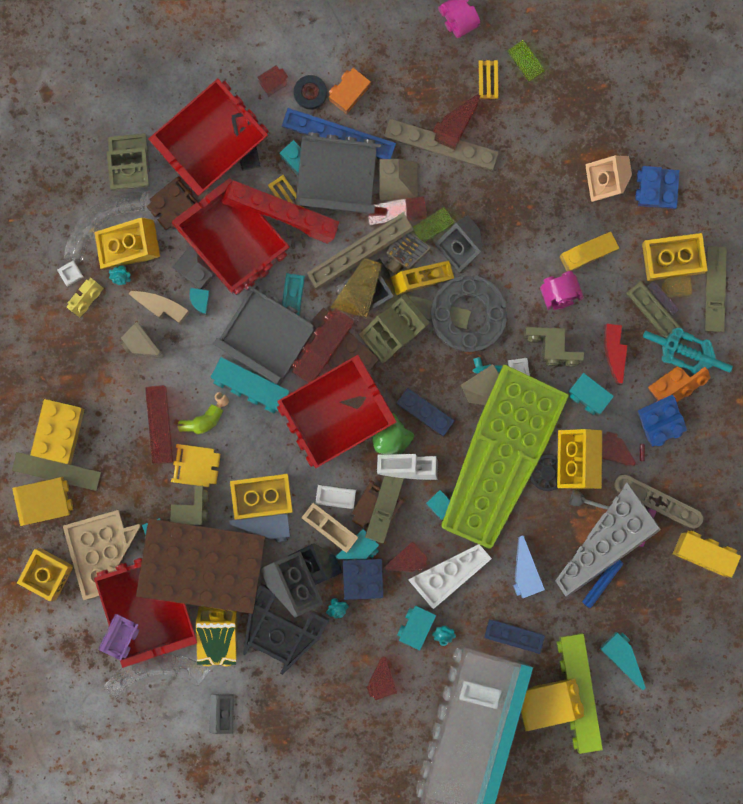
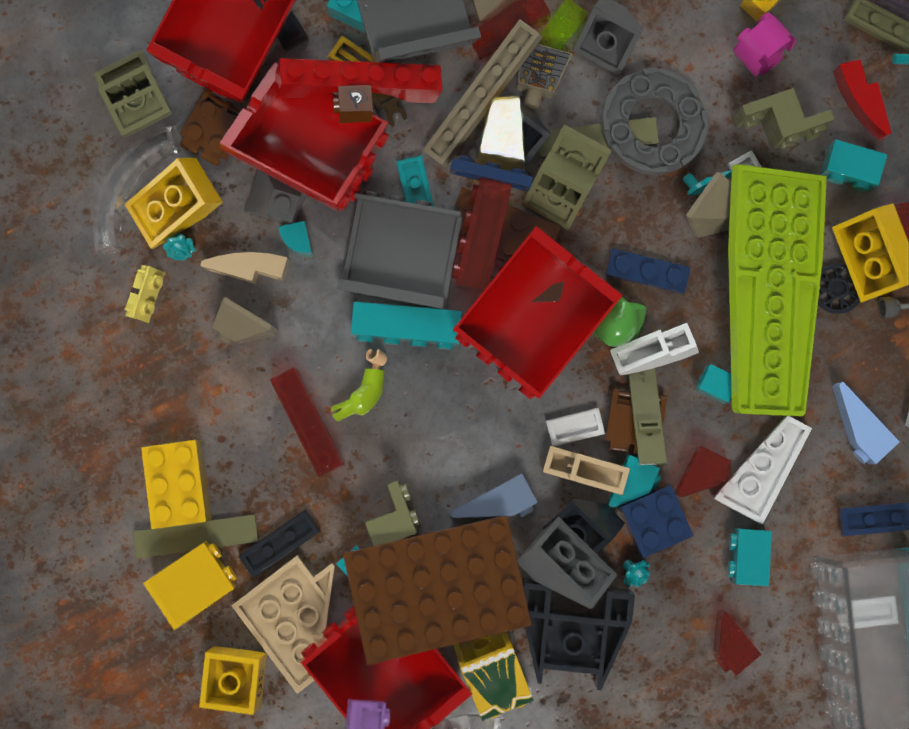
camera: 20 degrees left, 0 degrees up
(70, 273) = (113, 270): white tile -> none
(110, 497) = (279, 543): none -> black tile
(196, 466) = (377, 457): yellow plate -> none
(261, 496) = (480, 464): yellow brick -> none
(270, 227) = (353, 104): none -> reddish brown brick
(344, 306) = (468, 168): none -> dark blue plate
(422, 277) = (574, 98): yellow slope -> none
(444, 635) = (789, 553): teal plant -> none

